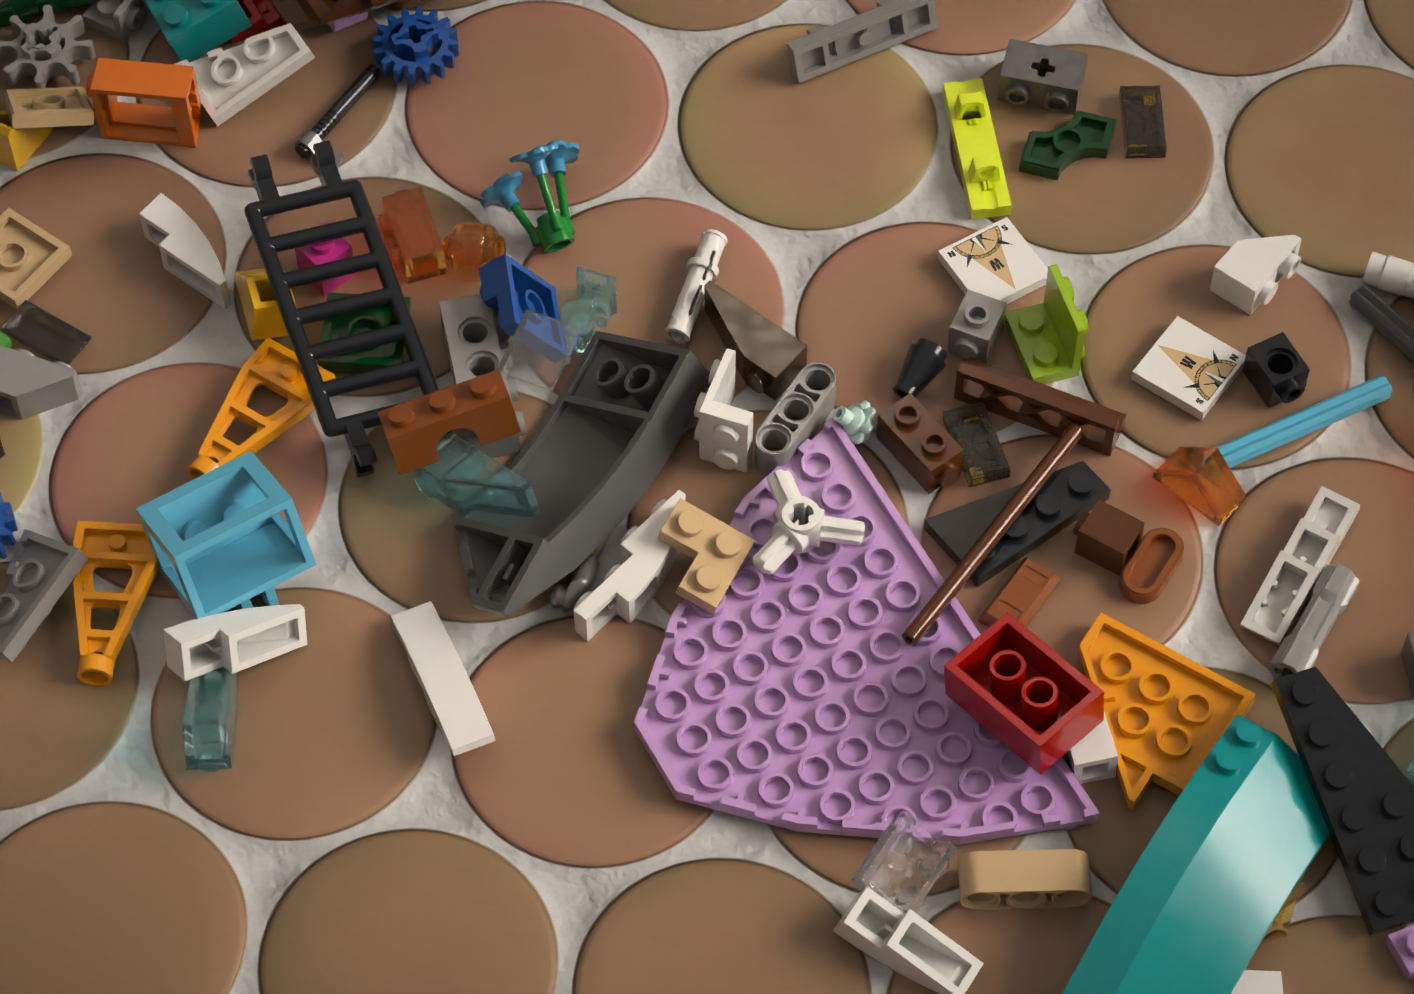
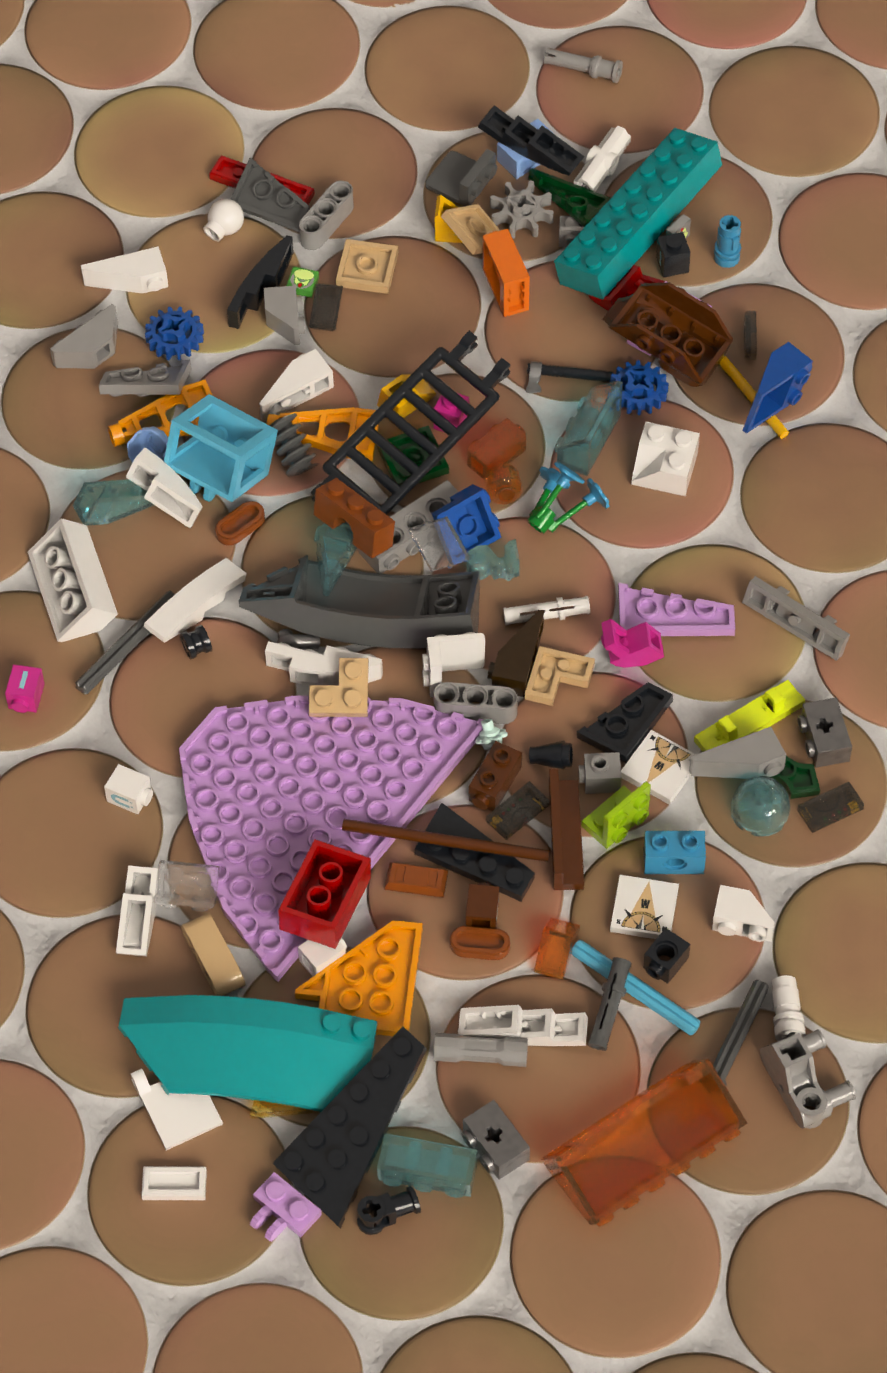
camera: 65 degrees right, 0 degrees up
(143, 631) = (149, 438): none -> light blue hair
(155, 410) = (300, 382): none -> white slope
(184, 248) = (421, 340): white slope -> none
(245, 72) = (561, 310): white wing -> none
(277, 453) = (292, 446): none -> dark grey piece
(315, 822) = (72, 581): none -> white slope
(339, 579) = (240, 523): none -> dark orange tile
(451, 115) = (590, 427): none -> clear light blue slope
(457, 794) = (119, 649): none -> dark grey axle
(464, 951) = (24, 688): none -> dark pink brick
(511, 704) = (196, 642): none -> black wheel
(546, 63) = (665, 458): none -> white slope
(707, 880) = (128, 789): none -> white brick
(779, 162) = (673, 614): none -> lavender wing
(794, 310) = (555, 667): none -> tan plate
(801, 525) = (389, 731): white bush -> none
(807, 215) = (632, 646): none -> dark pink brick
(913, 271) = (628, 723): none -> black wing
(1045, 164) = (742, 758): none -> light grey slope
(1108, 186) = (760, 806): none -> clear light blue cylinder
(1134, 298) = (674, 852): none -> dark azure brick
(1317, 455) = (609, 1004): none -> dark grey pin

